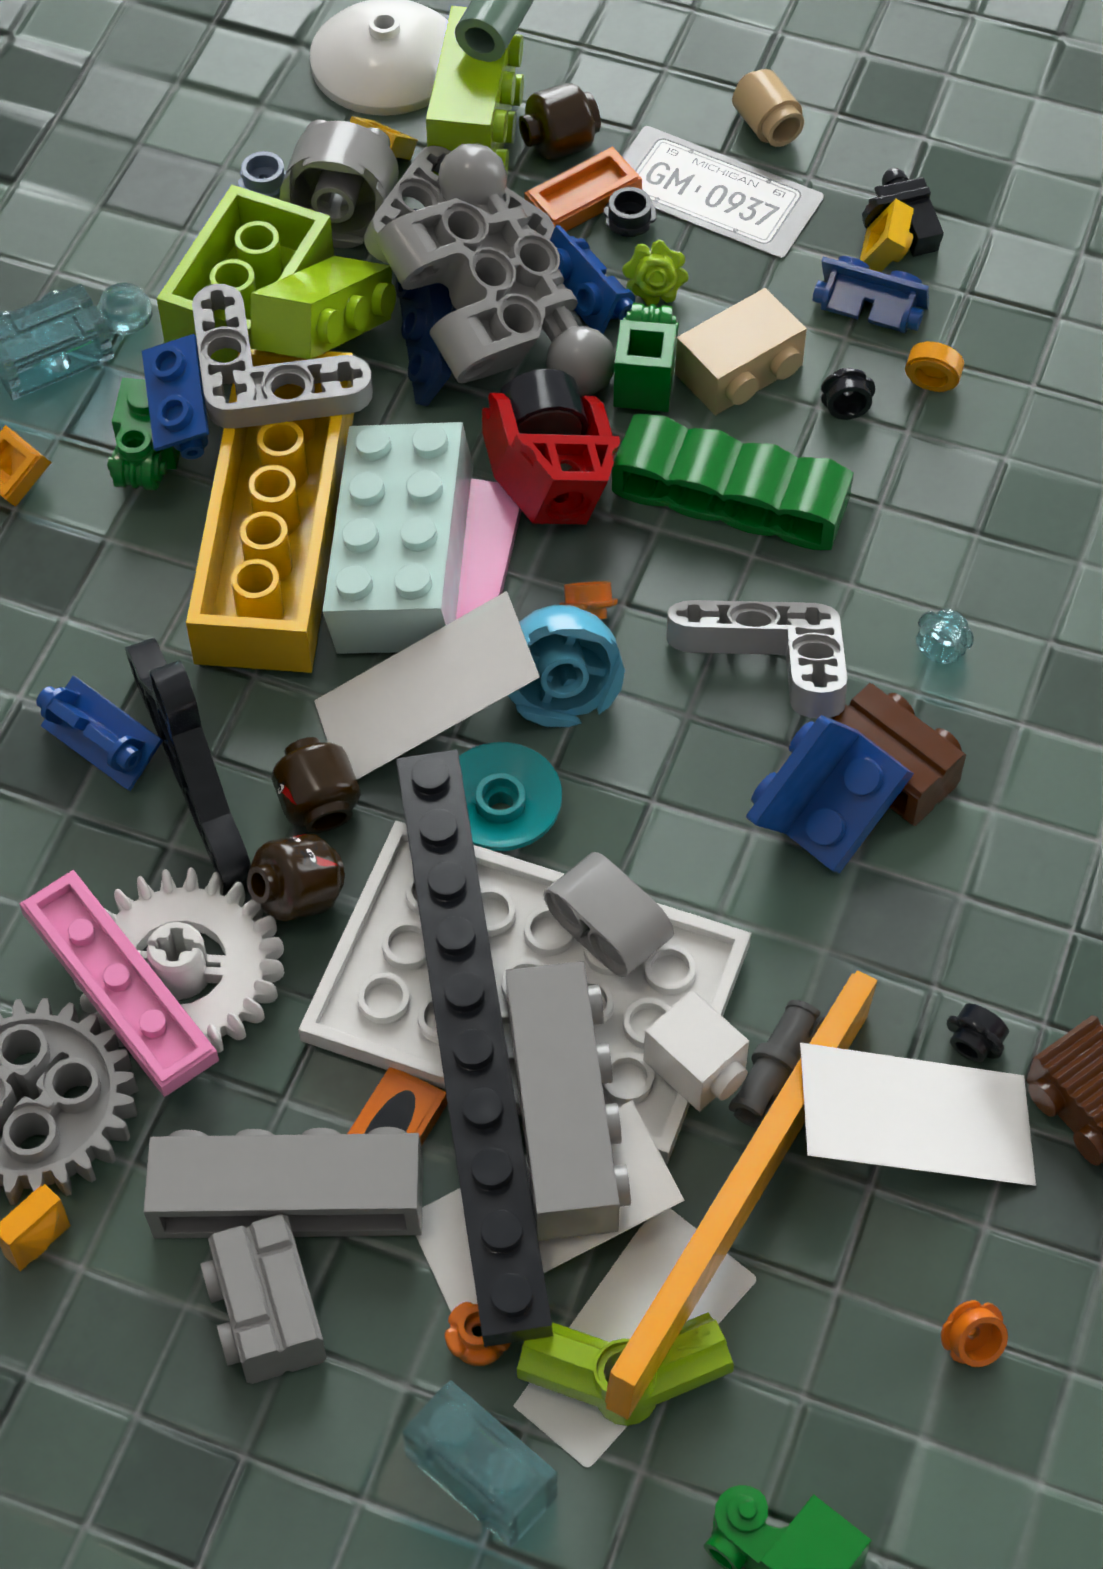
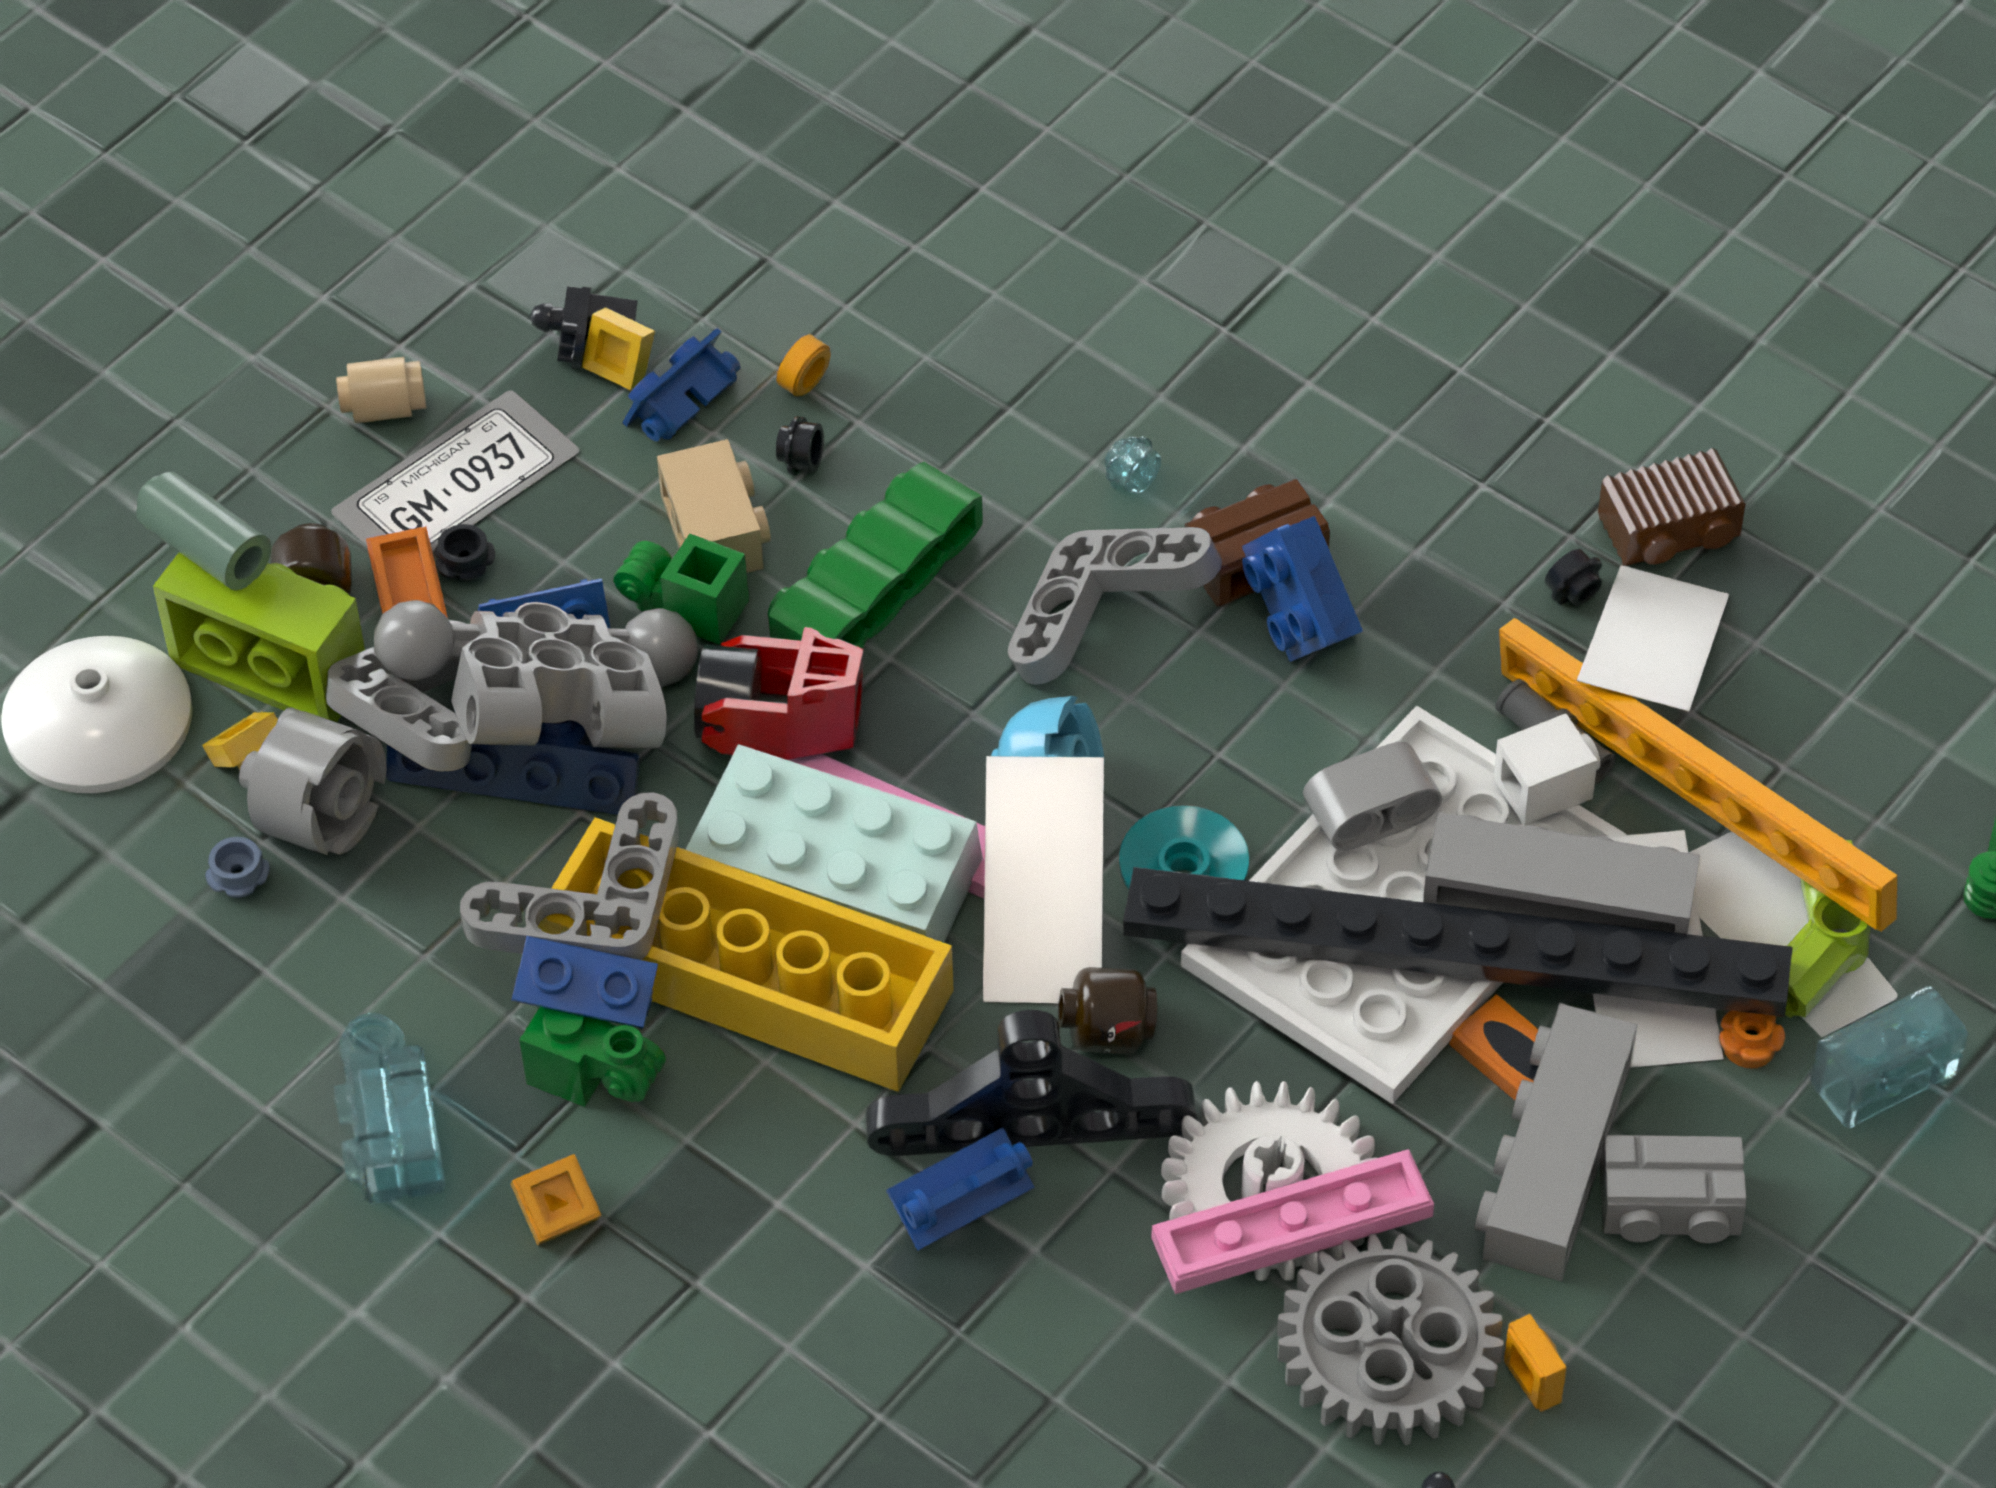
camera: 70 degrees left, 5 degrees down
(246, 246) = (392, 900): lime brick -> none
(296, 877) = (1219, 1042): dark brown head -> none
(321, 307) = (511, 828): lime brick -> none
(590, 596) = (970, 727): orange plate -> none
(655, 272) = (566, 551): lime plant -> none
(975, 1334) = (1866, 672): orange plate -> none

